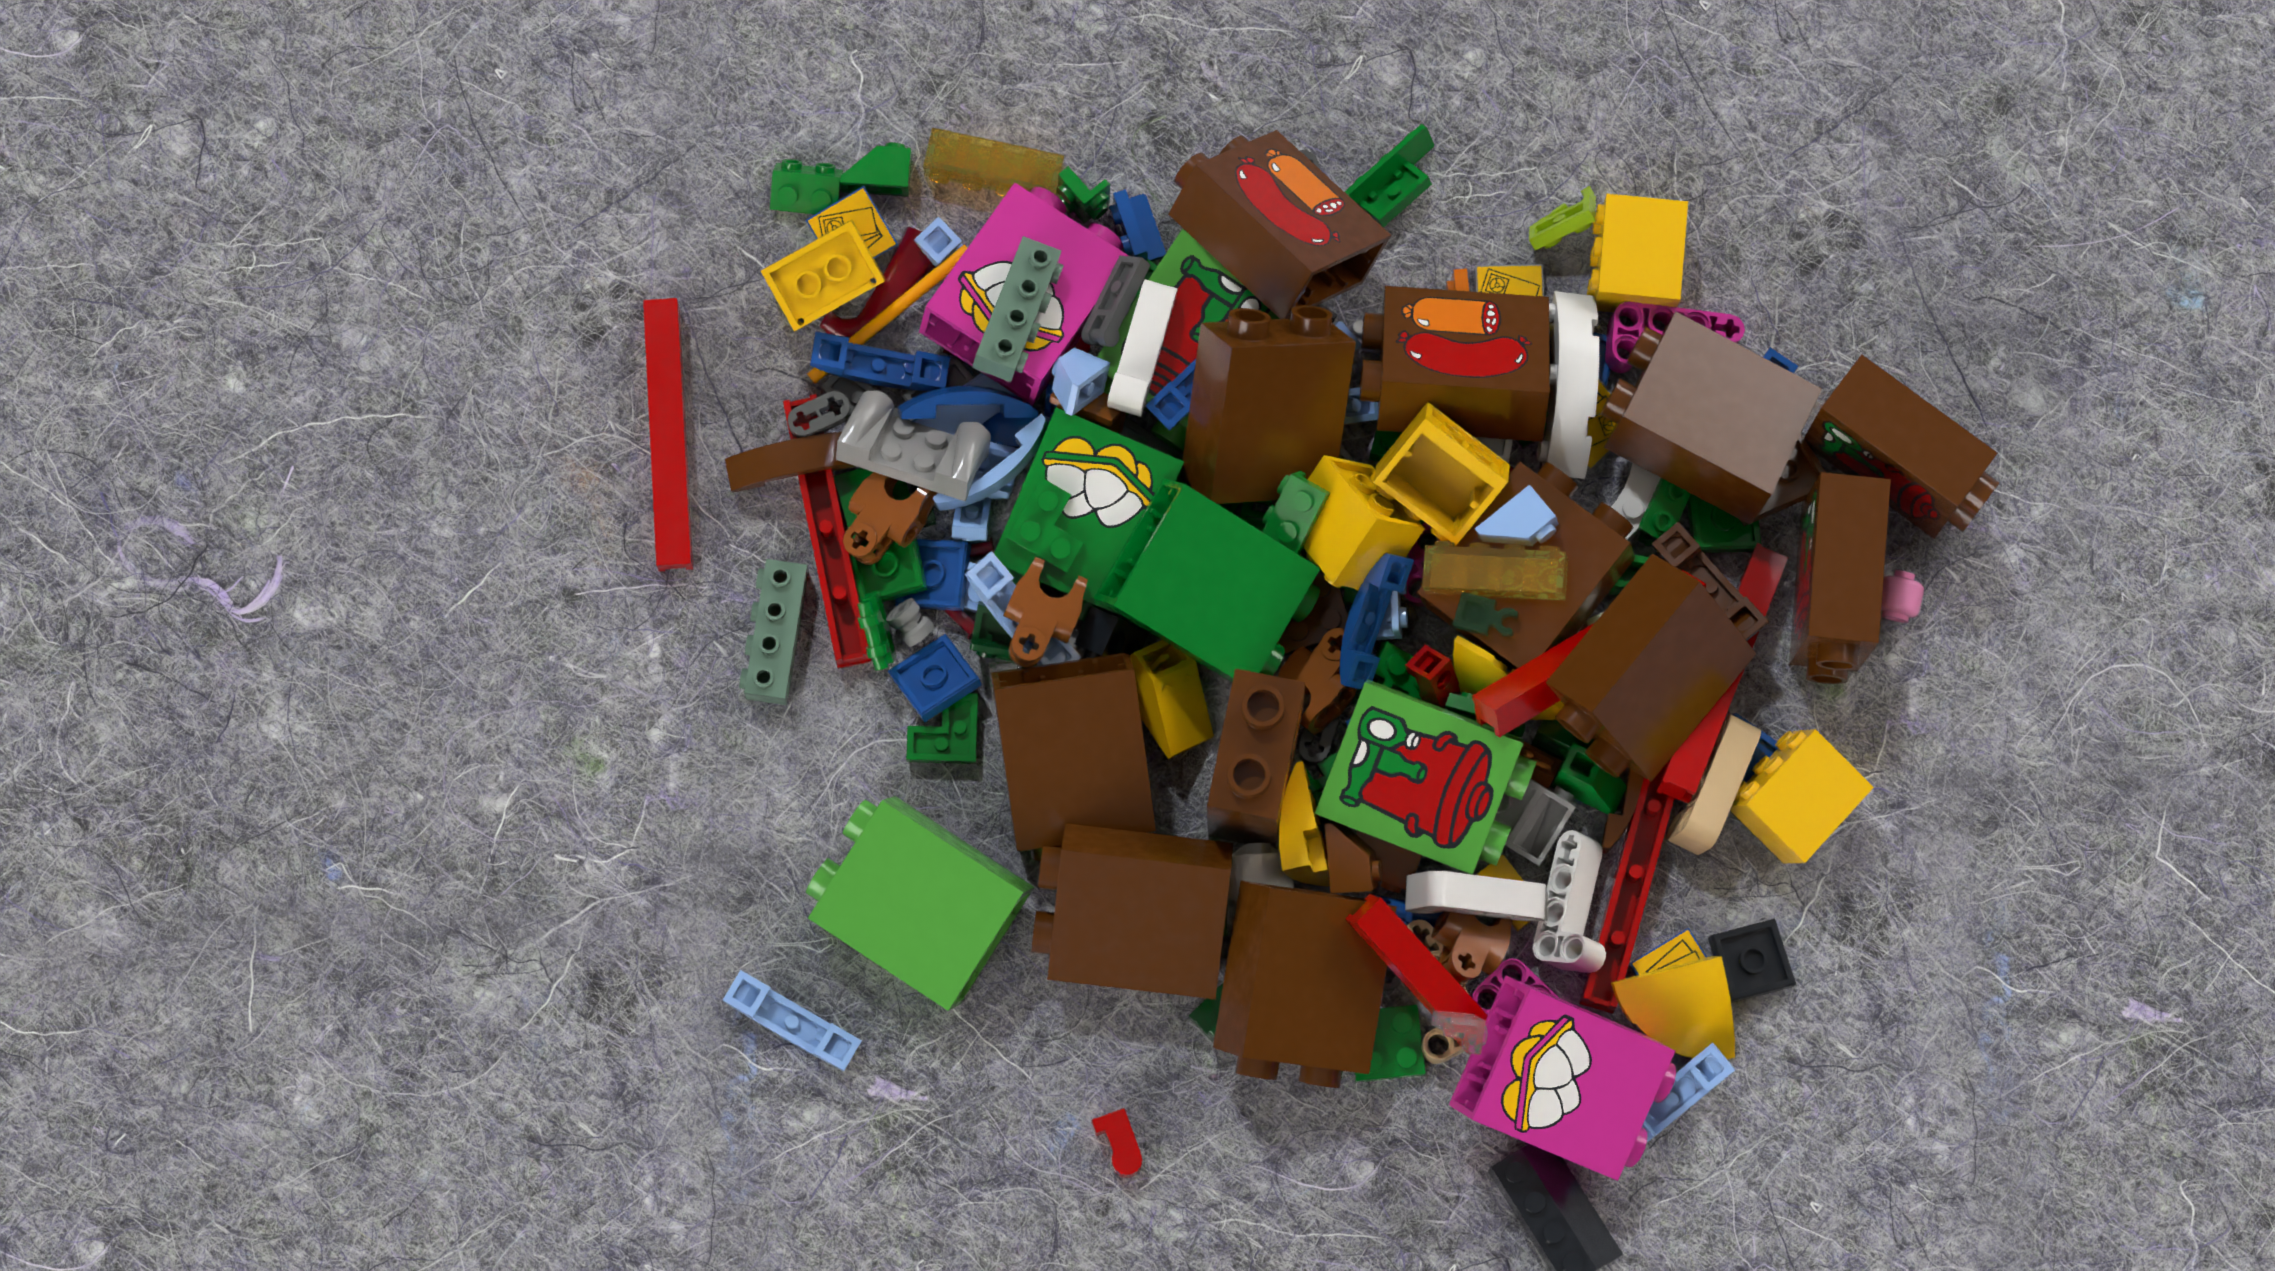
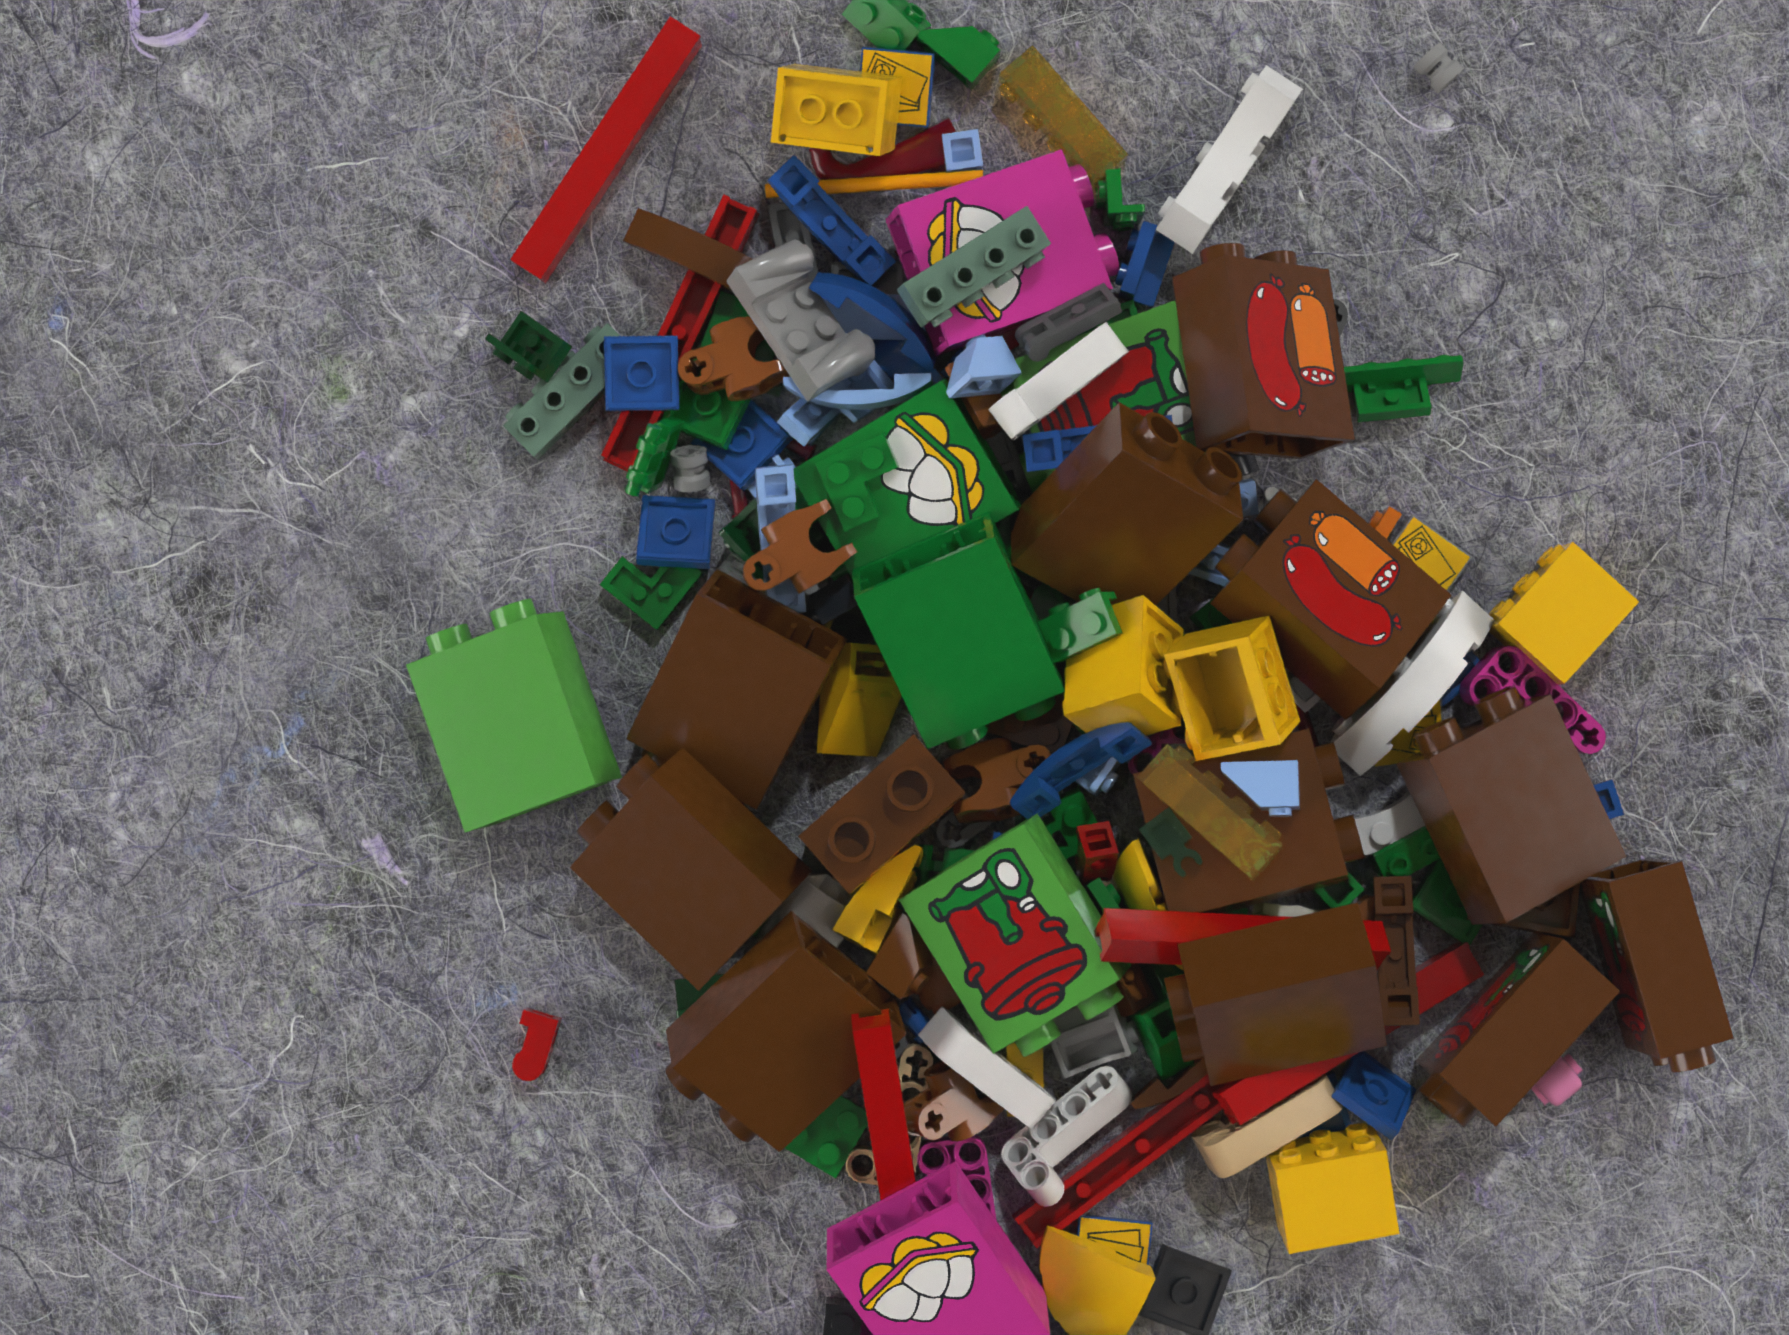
camera: 45 degrees right, 10 degrees up
(721, 619) = (532, 347): none -> dark green bracket
(791, 1021) = (339, 736): light blue slope -> none
(816, 407) = (743, 221): dark grey beam -> none
(821, 575) = (641, 373): none -> blue tile
(1141, 105) = (1228, 159): none -> white brick
(1463, 1026) = (883, 1179): clear bracket -> none
(1563, 221) = (1520, 534): lime wing -> none
(1775, 704) = (1374, 1093): none -> blue tile

